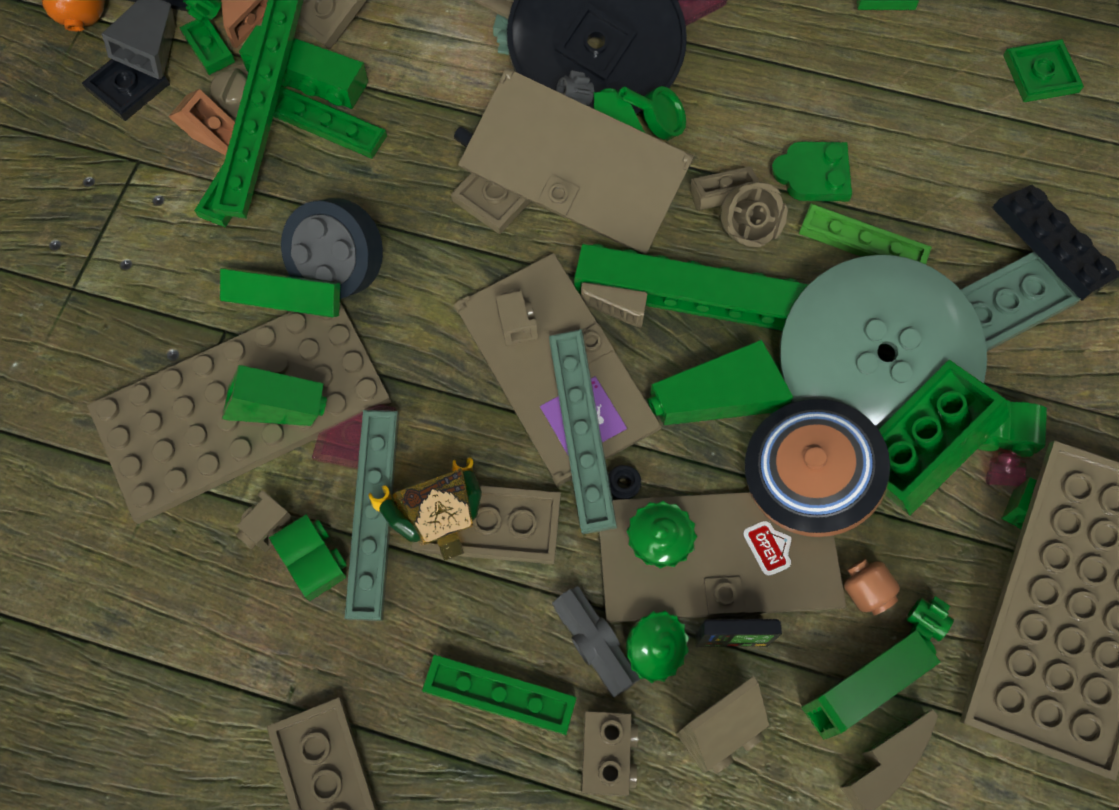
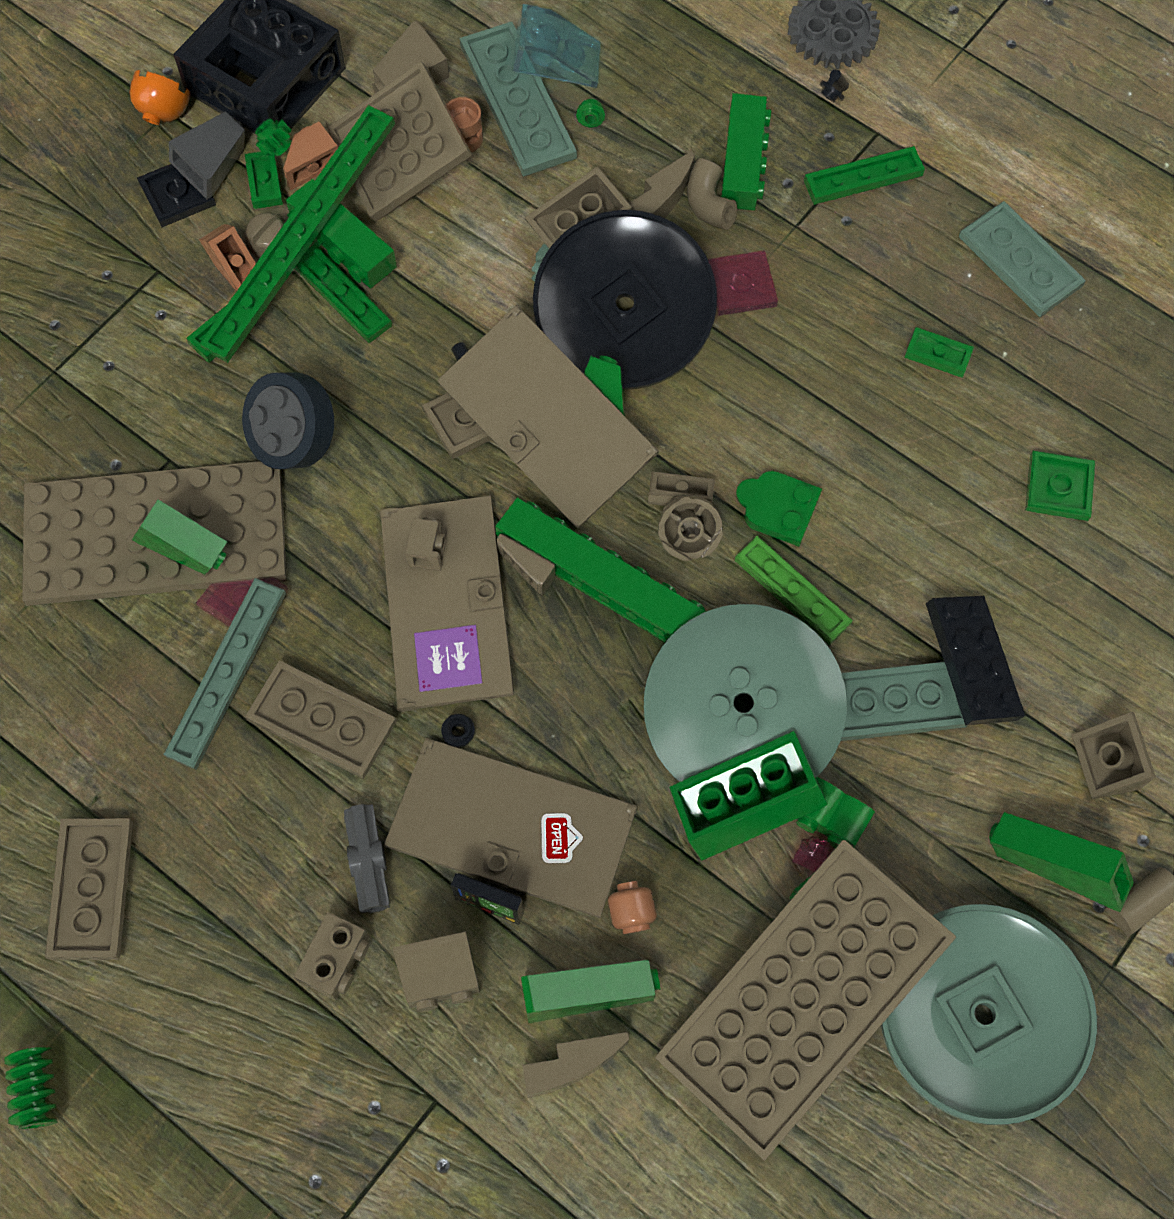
camera: 20 degrees right, 0 degrees up
(262, 521) = (129, 646): dark tan brick -> none
(280, 292) = (228, 443): green tile -> none
(308, 557) = (155, 689): green brick -> none
(434, 509) = (276, 688): torso -> none
(499, 695) = (265, 871): green plate -> none
(576, 87) = (577, 346): dark grey gear -> none
(582, 433) = (438, 670): sand green tile -> none
(657, 646) = (416, 883): green piece -> none
(661, 110) = (654, 394): green piece -> none
(661, 534) = (462, 787): green piece -> none
(722, 388) = (585, 679): green slope -> none
(817, 467) = (632, 783): dish -> none
(930, 618) = (669, 956): green gear -> none

